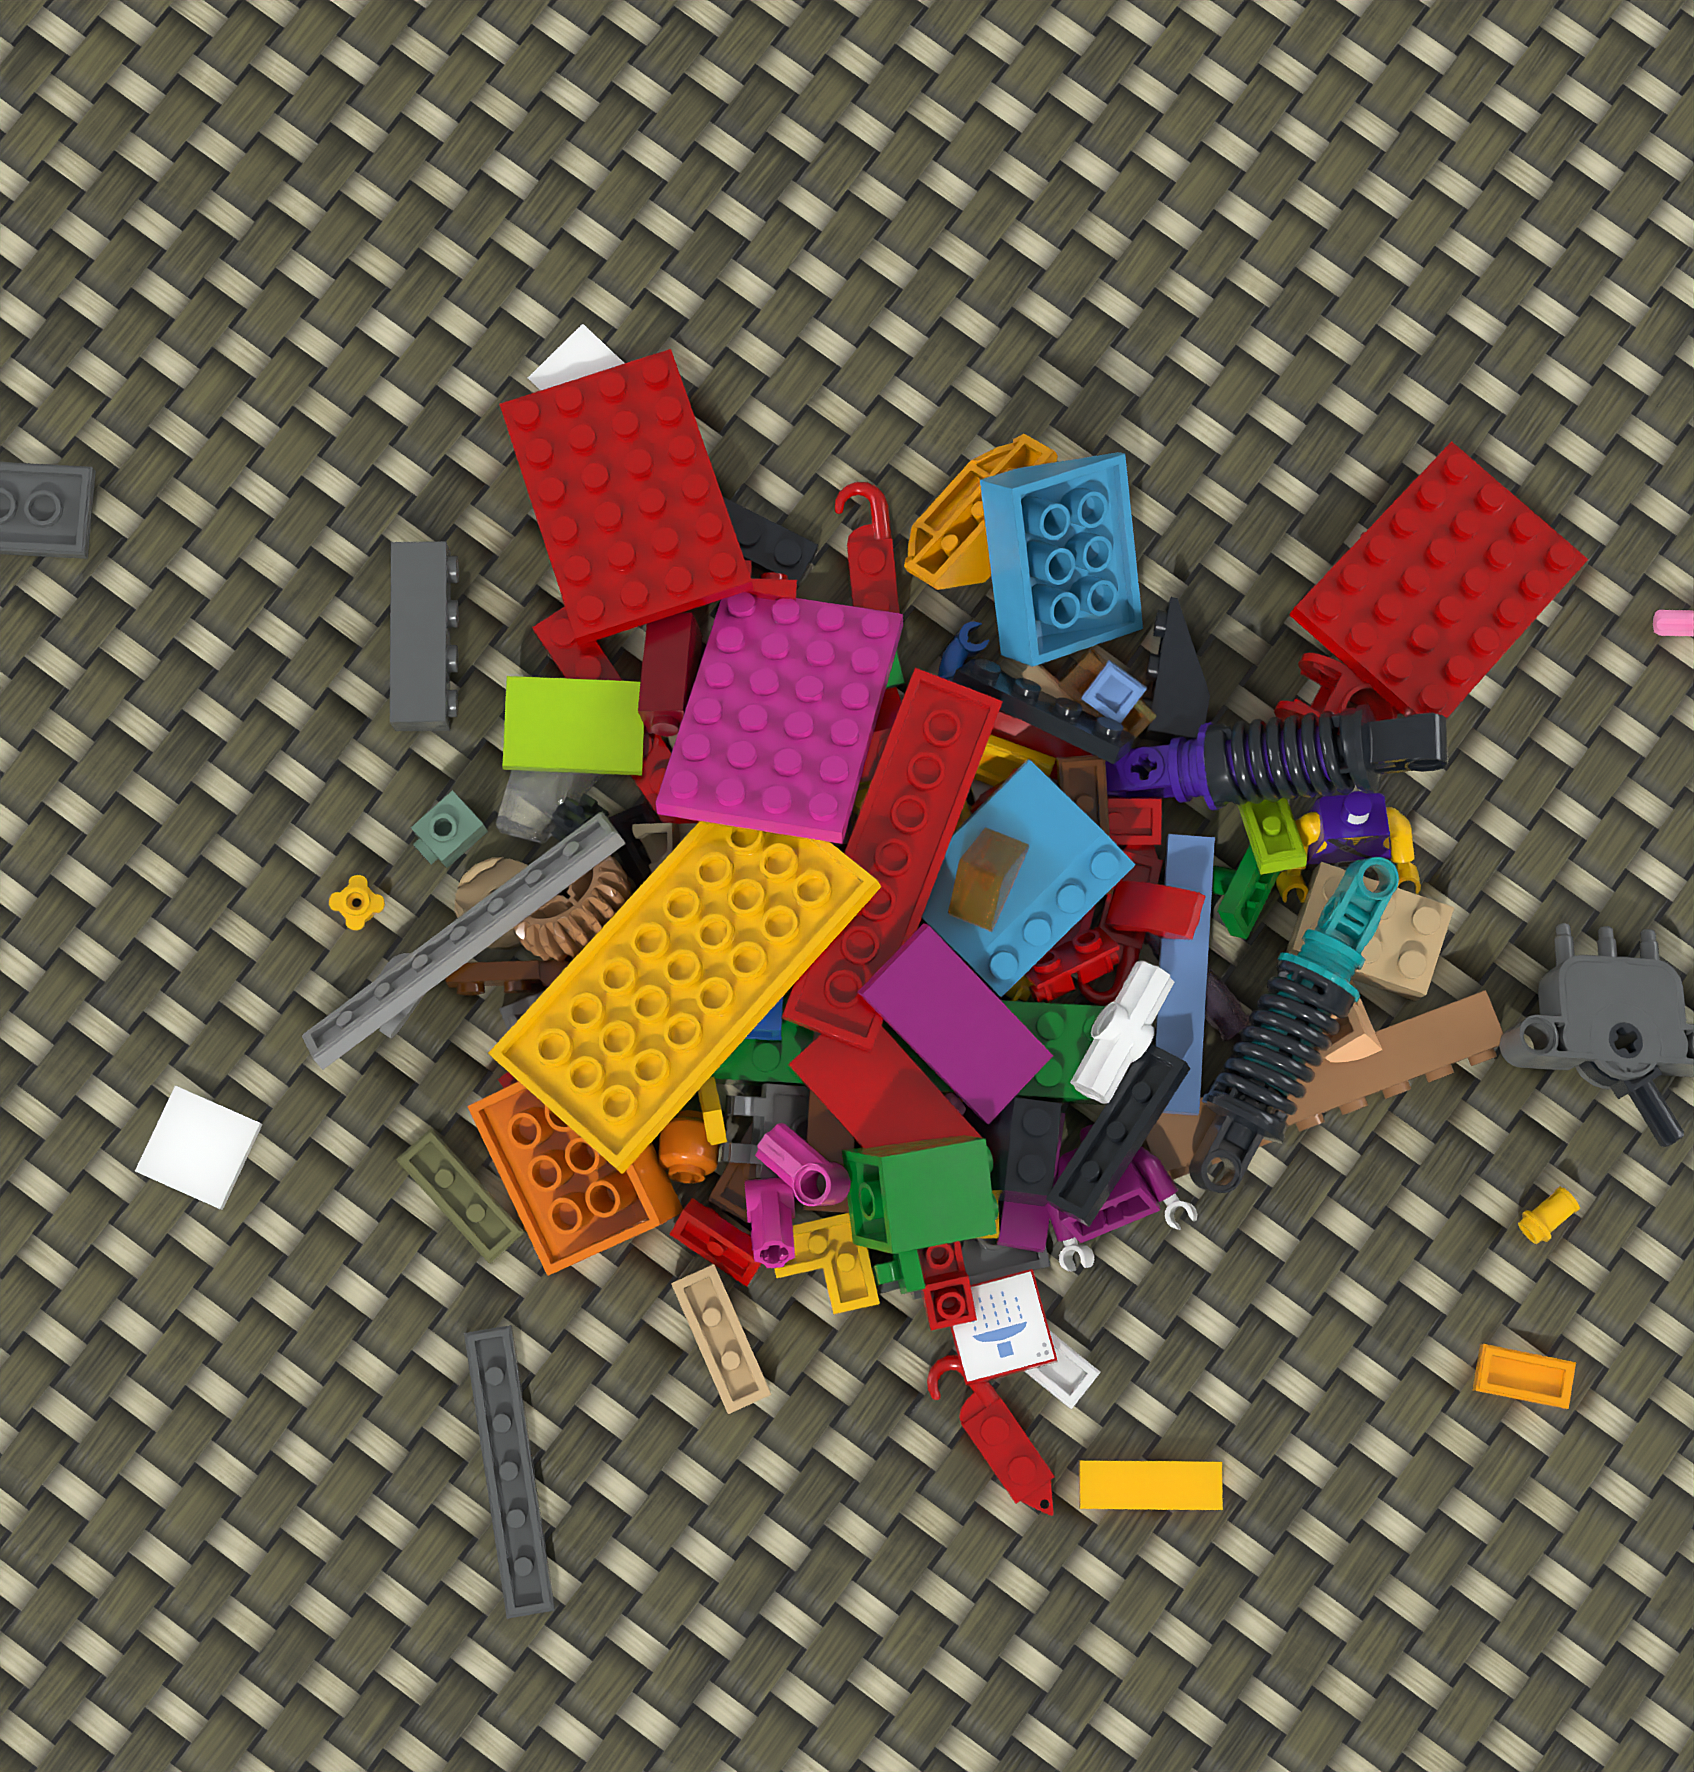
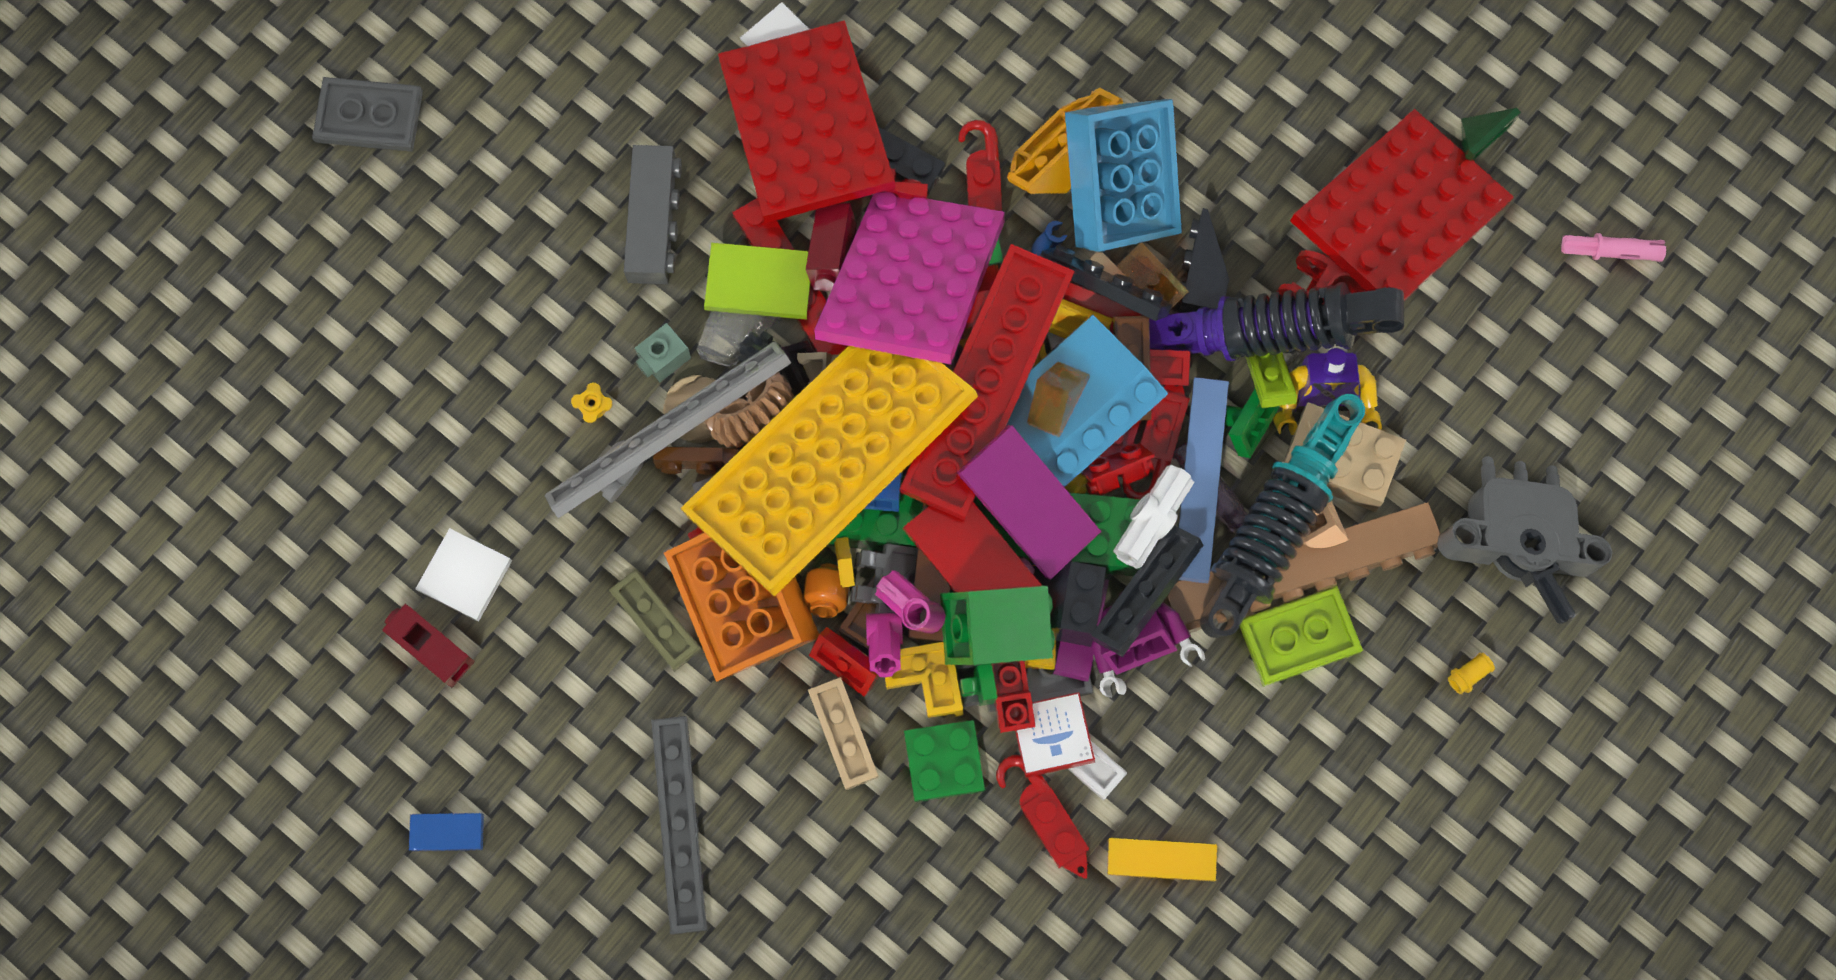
camera: 10 degrees right, 5 degrees down
(156, 1247) = (427, 645): none -> dark red brick
(199, 1497) = (446, 832): none -> blue tile
(857, 1368) = (944, 761): none -> green plate
(1113, 692) = (1157, 271): medium blue tile -> none
(1155, 909) = (1182, 429): red slope -> none
(1322, 1176) = (1300, 636): none -> lime tile
(1524, 1376) = (1449, 793): light orange tile -> none
(1544, 466) = (1483, 130): none -> dark green slope

